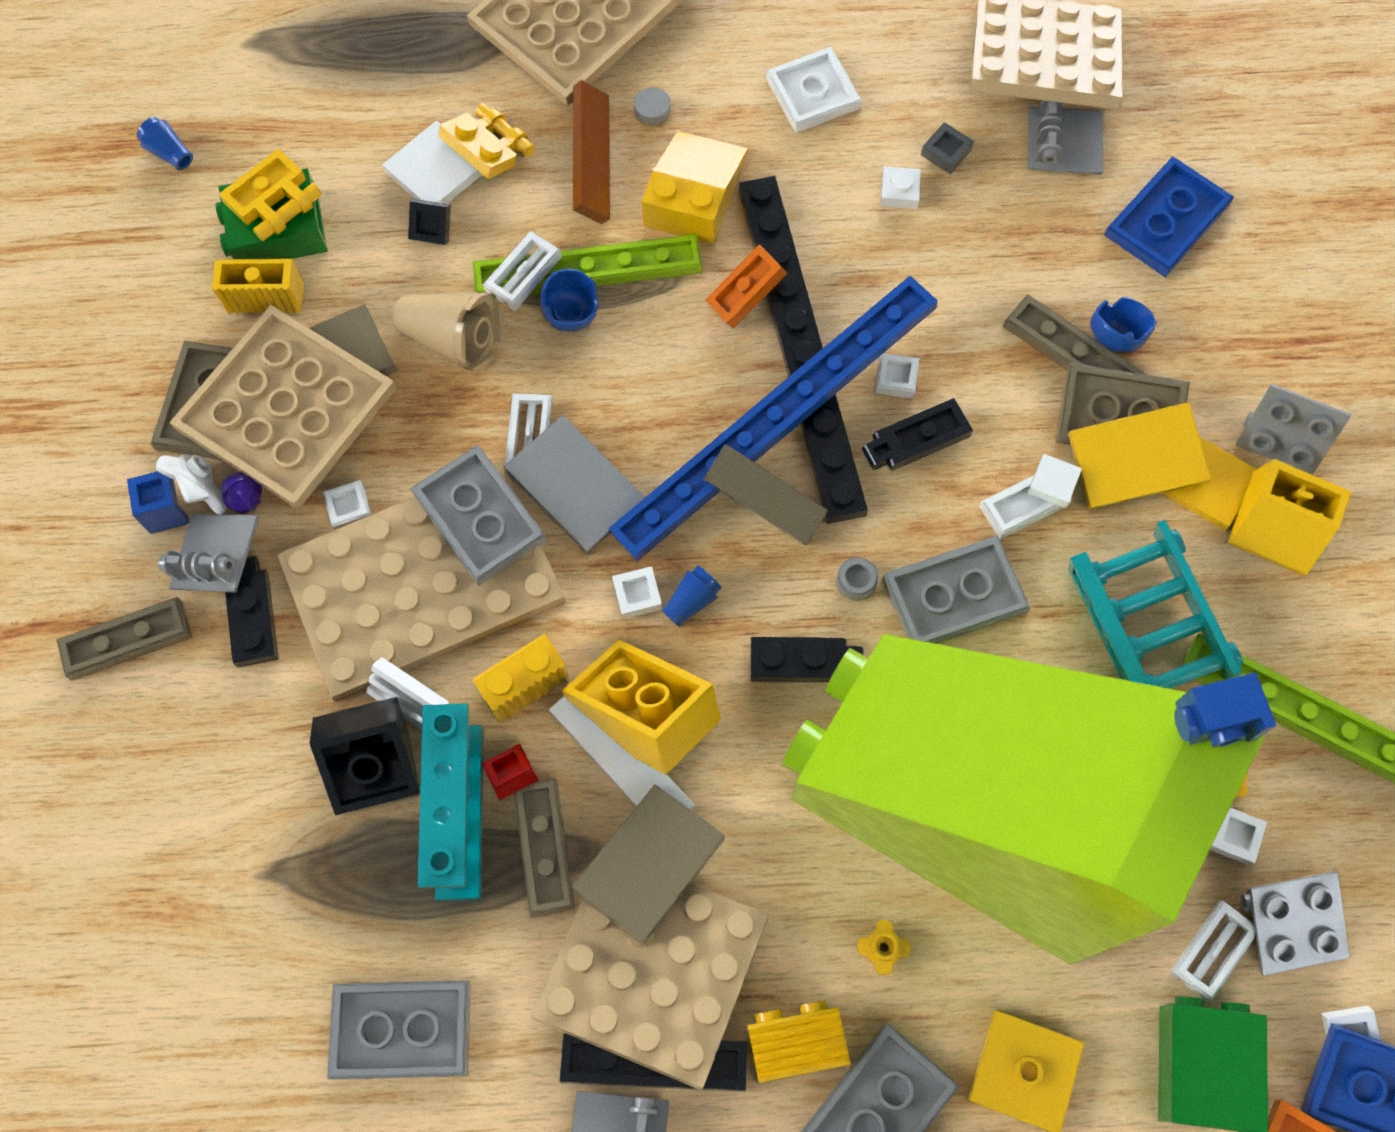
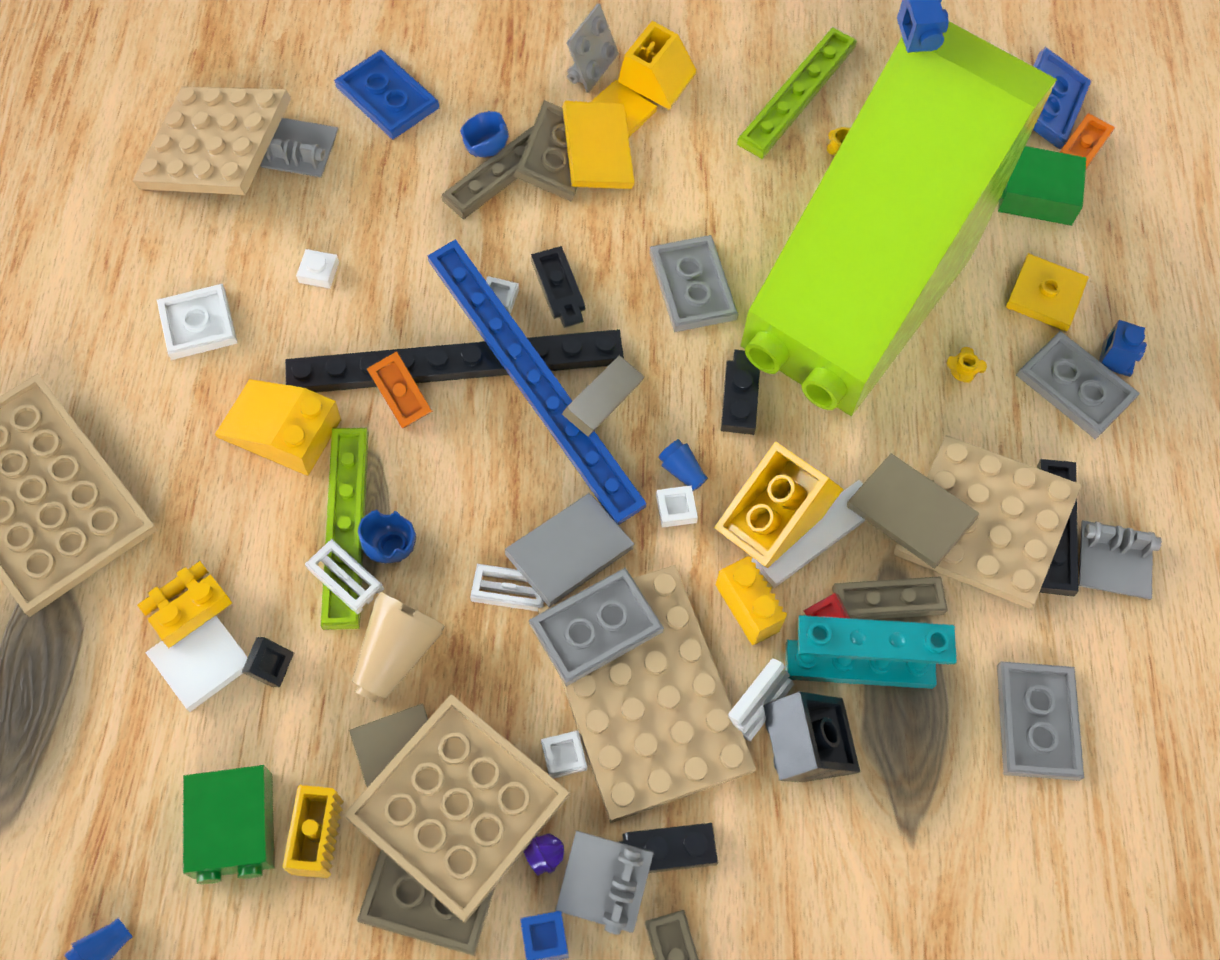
camera: 90 degrees left, 5 degrees down
(193, 478) = (518, 904): white plate -> none
(266, 185) = (205, 816): yellow plate -> none
(591, 152) = (221, 508): dark orange tile -> none
(652, 106) = (179, 454): light grey tile -> none
(798, 1042) = (1039, 426): yellow brick -> none
(857, 579) = (675, 347): light grey tile -> none
(947, 148) = (289, 227): dark grey plate -> none
(1016, 509) = (623, 226): white tile -> none
(1054, 481) = (612, 199): white tile -> none
(1108, 614) = (722, 185): teal fence -> none

